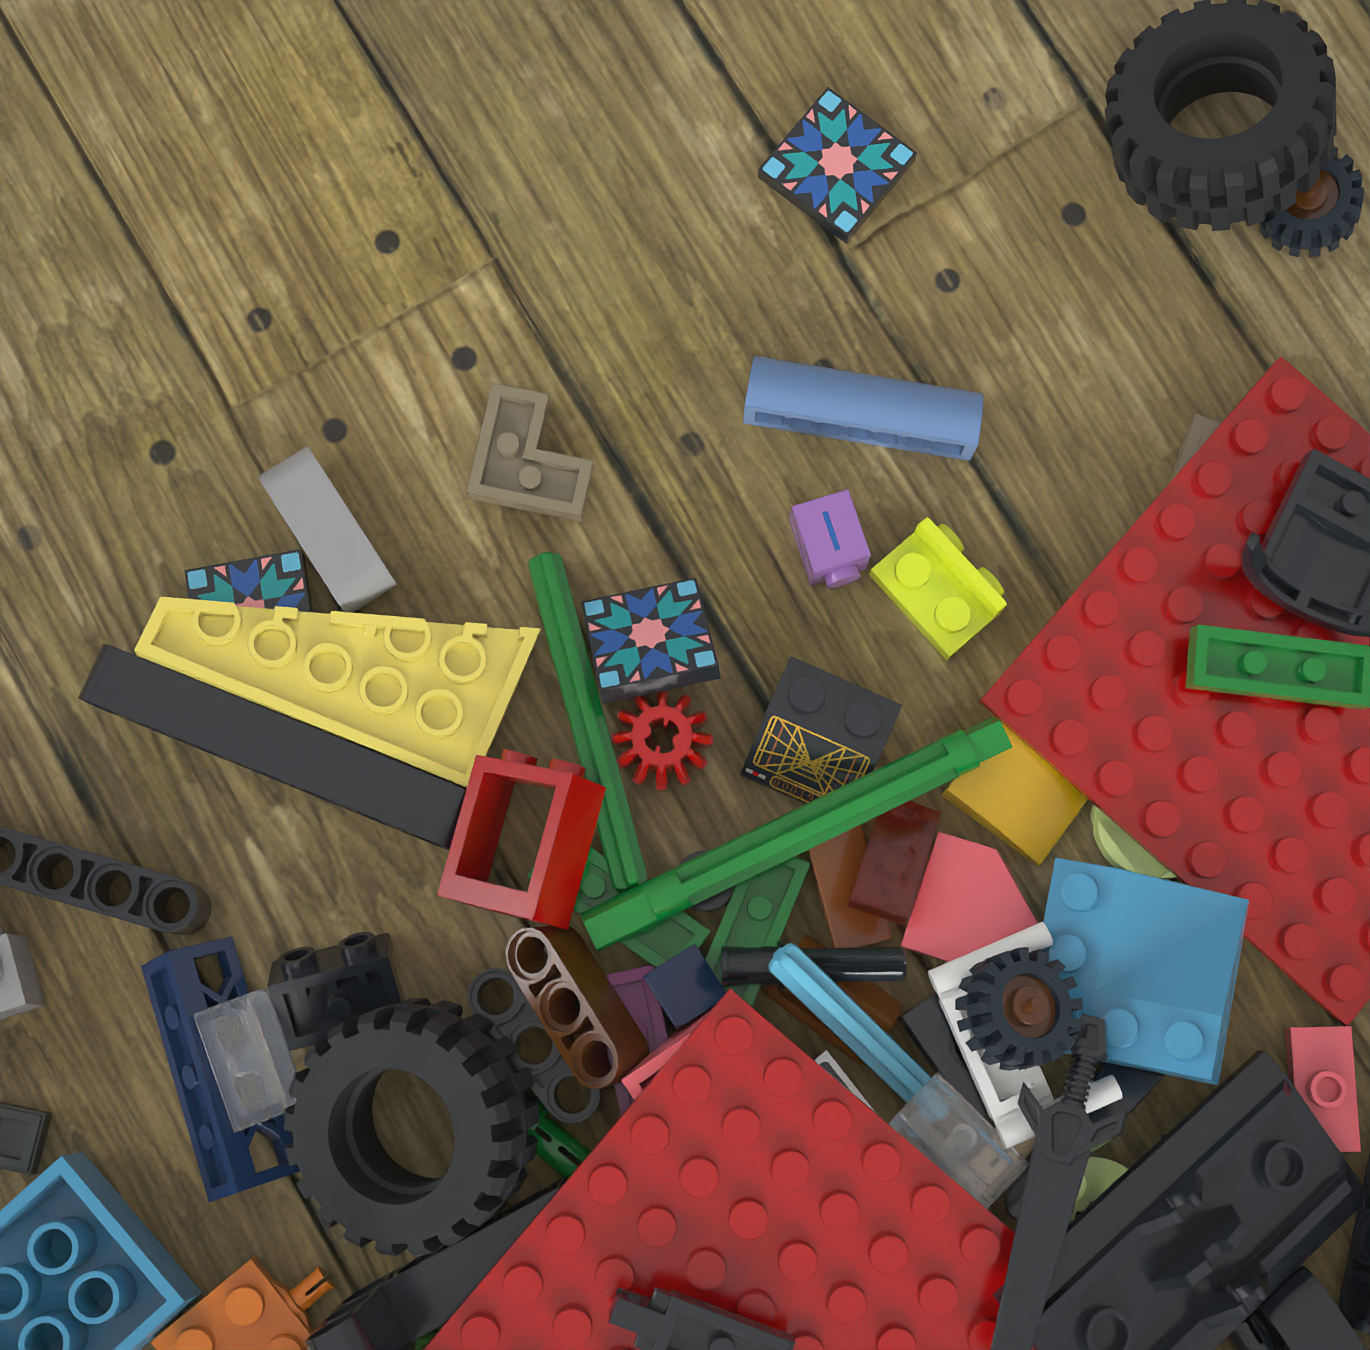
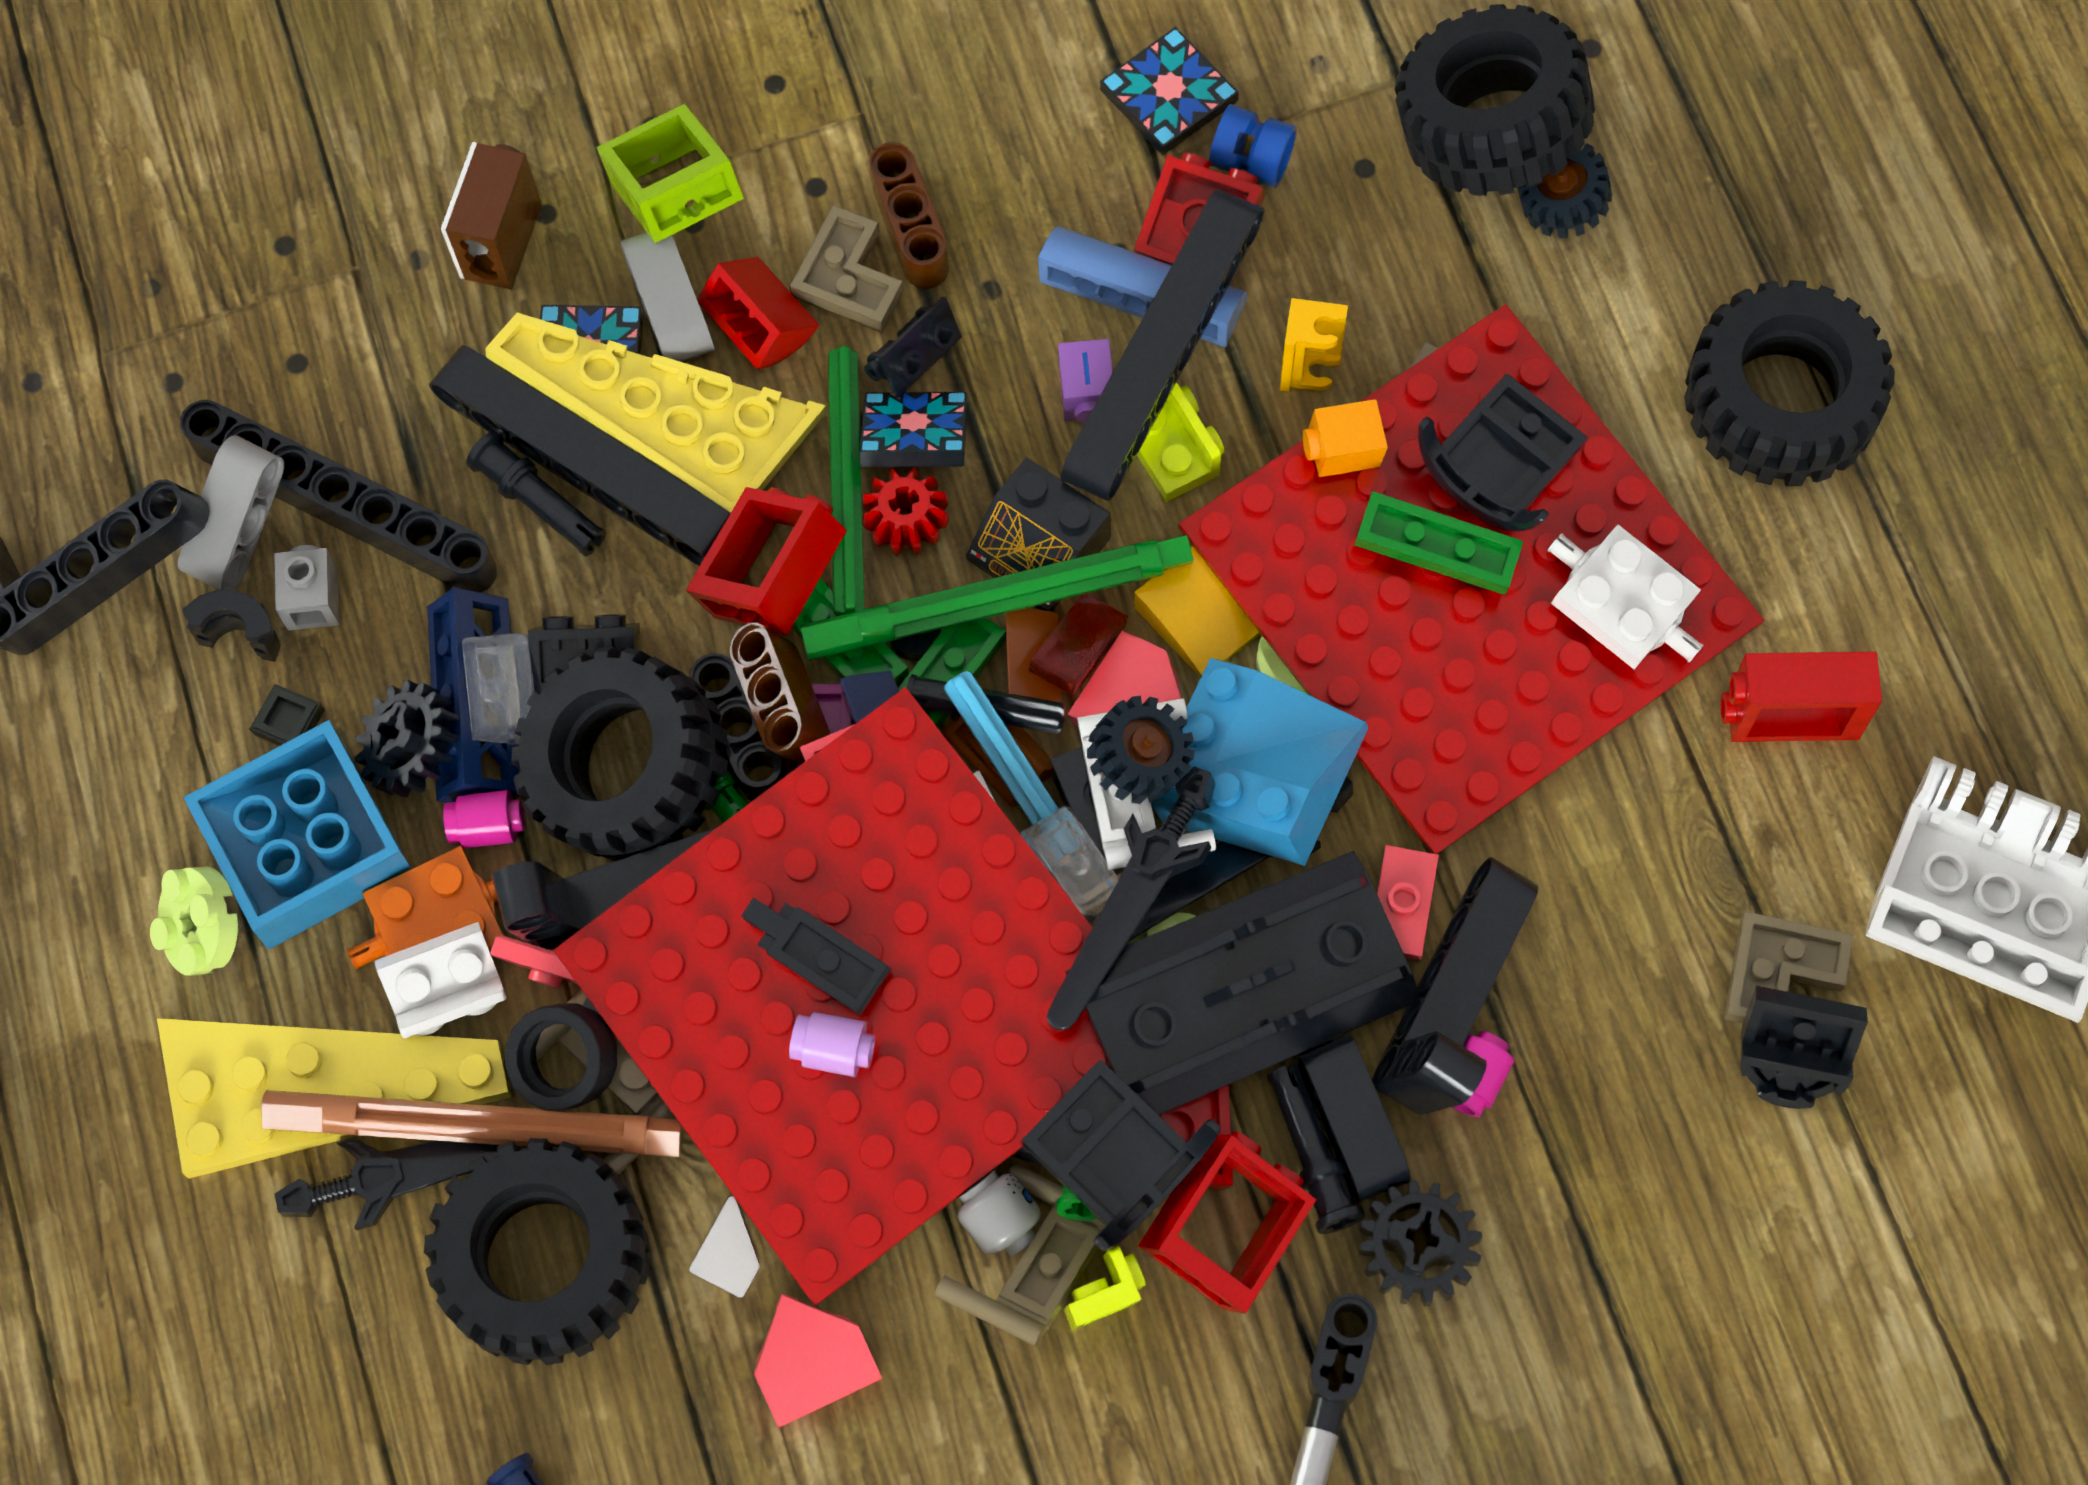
camera: 15 degrees right, 10 degrees down
(101, 477) = (491, 215): none -> reddish brown piece
(157, 1144) = (406, 738): none -> black gear
(209, 791) = (519, 480): none -> black pin
(268, 1219) = (484, 819): none -> dark pink brick
(299, 432) = (662, 205): none -> lime window
(434, 528) = (756, 311): none -> red brick
(578, 351) = (905, 195): none -> reddish brown beam
(636, 519) = (917, 347): none -> black hinge
(912, 316) = (1181, 197): none -> red plate
(917, 490) = (1162, 345): none -> black beam
(971, 221) = (1269, 150): none -> blue wheel
(1072, 441) = (1312, 338): none -> yellow hinge
(1153, 565) = (1345, 438): none -> light orange brick

